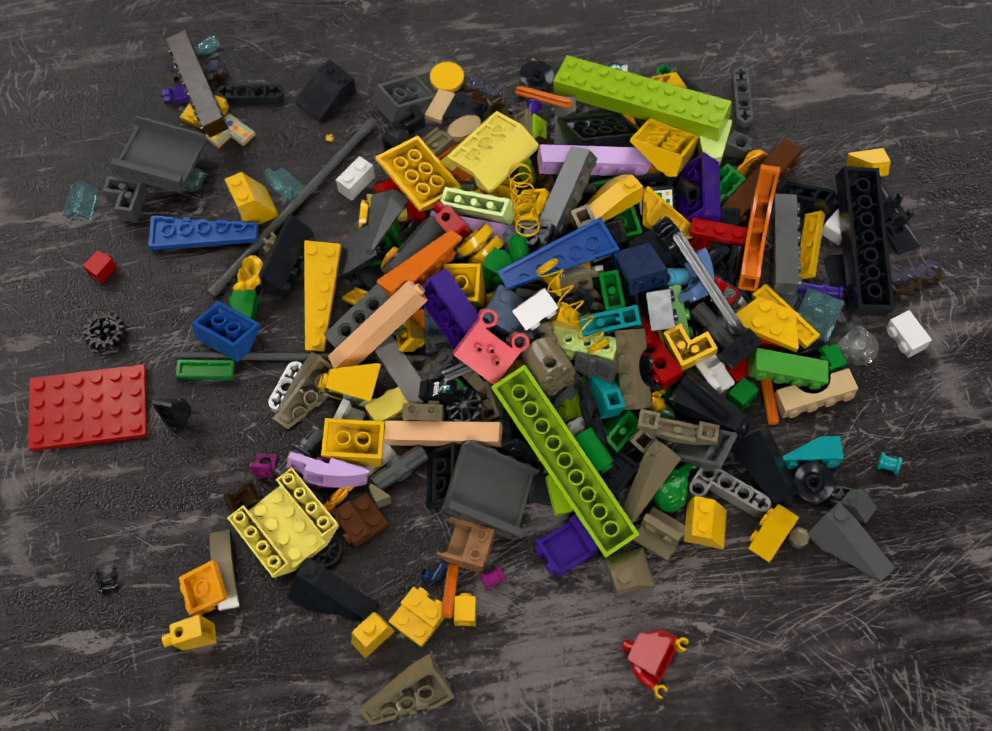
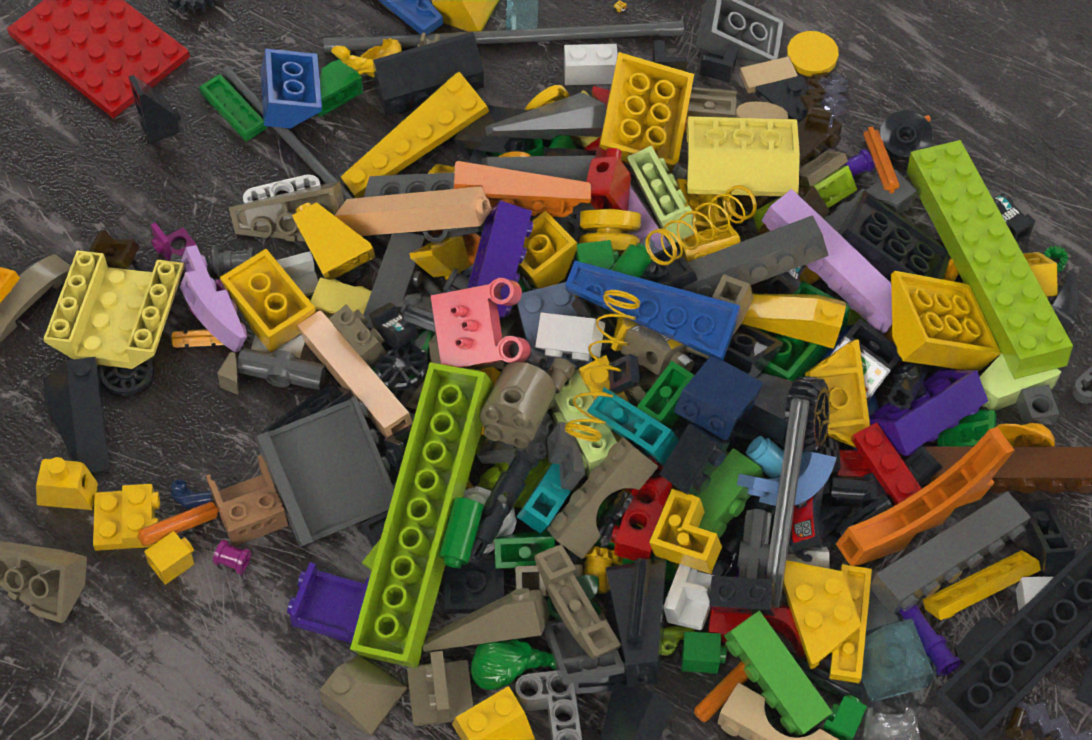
camera: 45 degrees right, 5 degrees down
(359, 520) = (186, 377): reddish brown plate -> none

